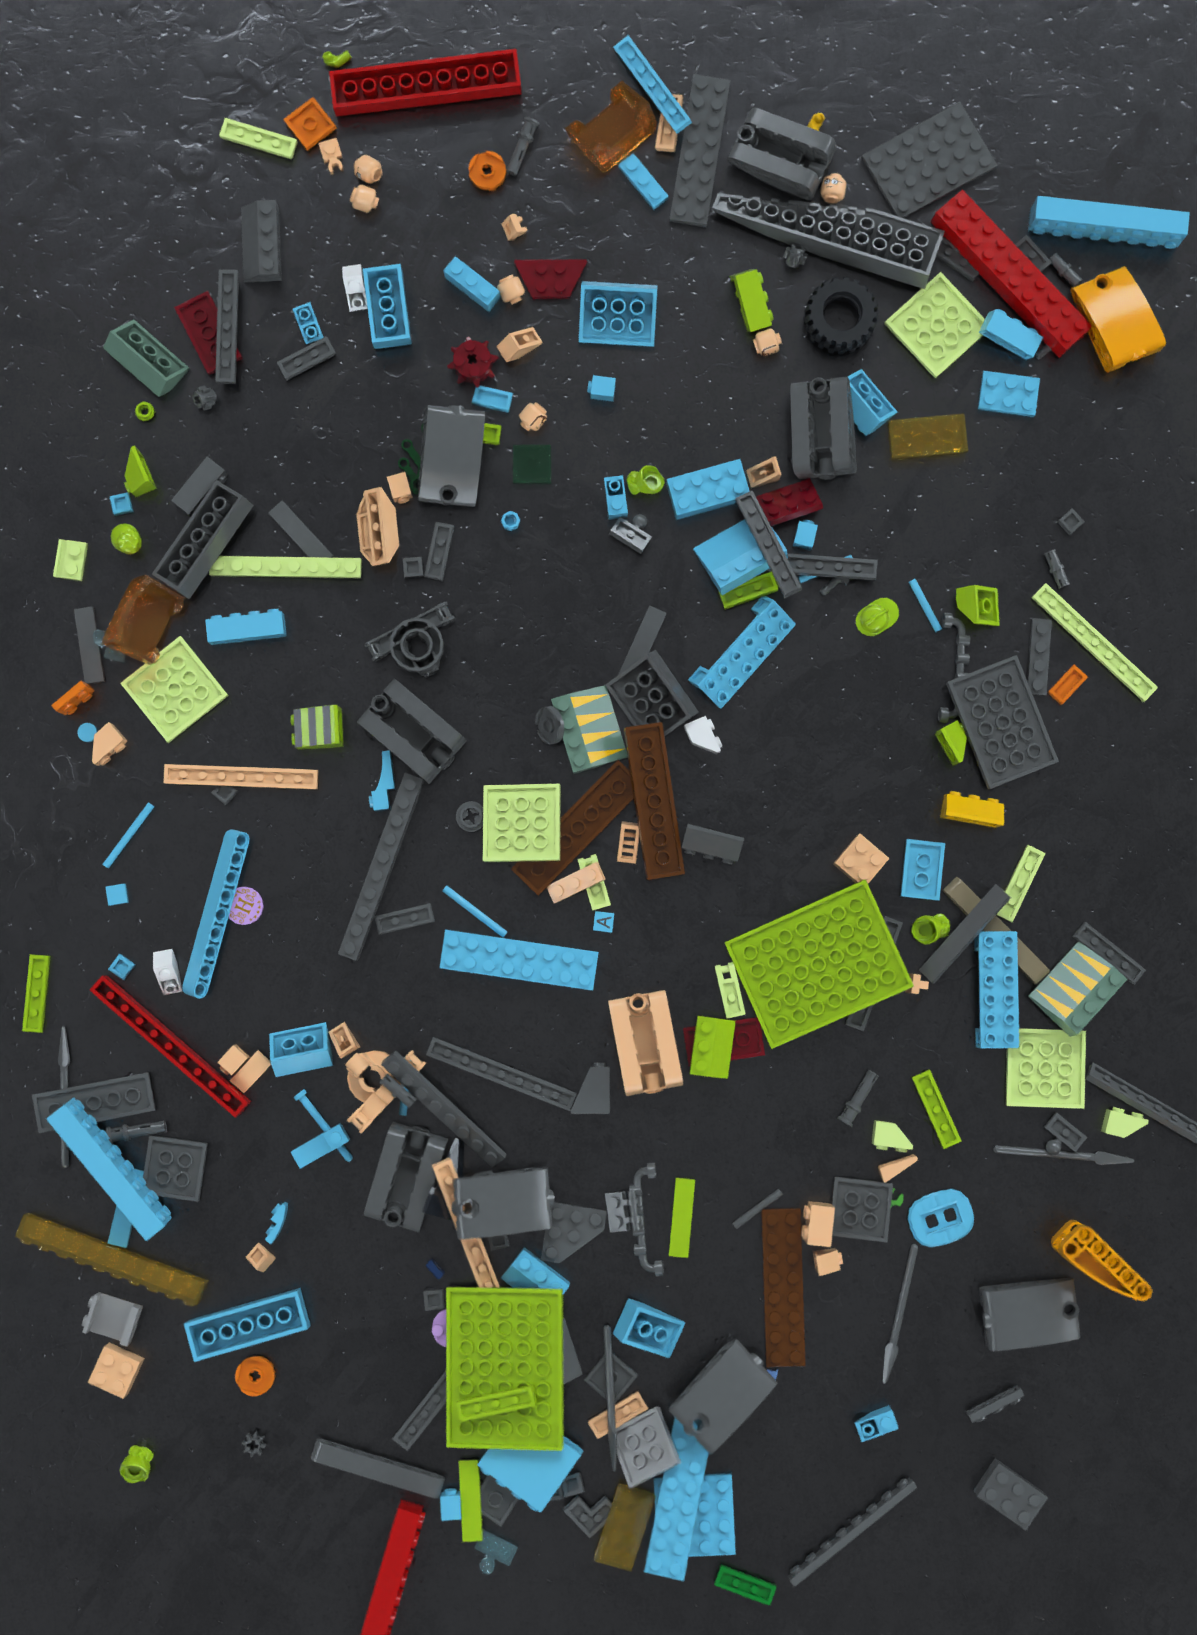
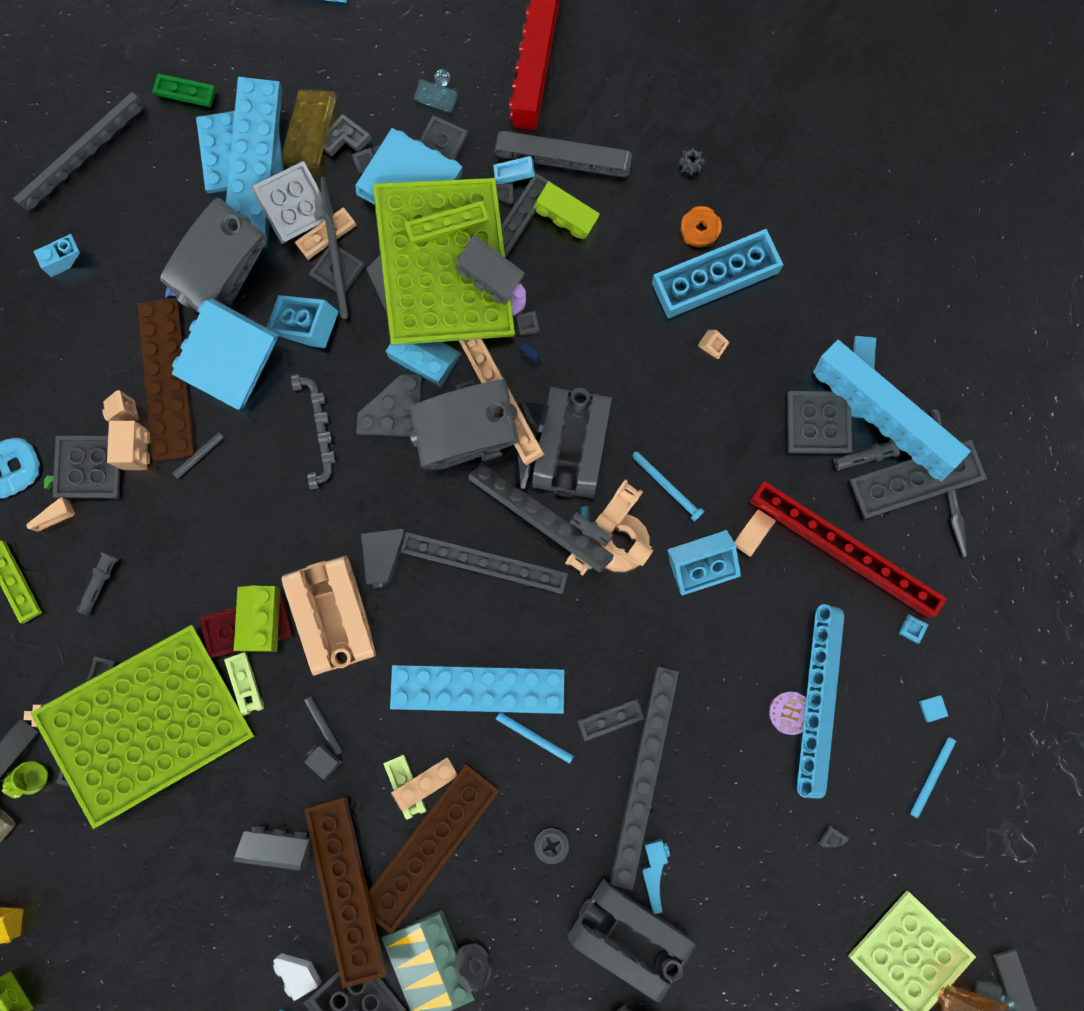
camera: 175 degrees right, 5 degrees down
(36, 993) = (1001, 589): lime tile -> none
(69, 701) = (1028, 932): orange plate -> none
(86, 732) = (1001, 891): medium azure tile -> none
(107, 742) = (978, 881): light nougat slope -> none
(112, 1259) = (869, 322): clear yellow brick -> none
(112, 1317) = (857, 265): light grey panel -> none
(116, 1370) = (844, 214): light nougat brick -> none
(137, 1464) = (806, 128): lime hair -> none
(167, 971) = (863, 629): white slope -> none
(233, 1060) = (775, 542): light nougat brick -> none
(241, 776) = (818, 861): light nougat plate -> none
(279, 1216) = (700, 385): medium azure slope -> none
(317, 727) = (740, 931): slope -> none
(320, 1145) = (667, 464): medium azure slope -> none
(343, 1040) = (659, 578): light nougat slope -> none
(382, 1406) = (566, 211): none -> lime brick
(427, 1456) = (514, 170): none -> medium azure plate
(438, 1434) = (505, 193): none -> dark grey tile
(450, 1504) = (484, 128): medium azure brick -> none
(461, 1348) = (489, 270): none -> dark grey slope
(470, 1500) = (465, 134): lime tile -> none
(521, 822) = (492, 846): yellowish green plate -> none
(603, 921) = (390, 743): medium azure tile -> none
(618, 1211) = (344, 434): dark grey plate -> none
(628, 859) = (363, 837): light nougat slope -> none
(662, 944) = (323, 726): none -> dark grey bar
(665, 913) = (322, 761): none -> dark grey brick
(681, 1217) = (277, 436): lime tile -> none
(720, 1301) = (224, 353): none -> medium azure brick
(861, 860) = (106, 849): light nougat brick -> none
(889, 1135) = (60, 547): yellowish green slope -> none
(891, 1349) = (50, 330): dark grey piece -> none
(922, 869) = (38, 846): medium azure plate -> none

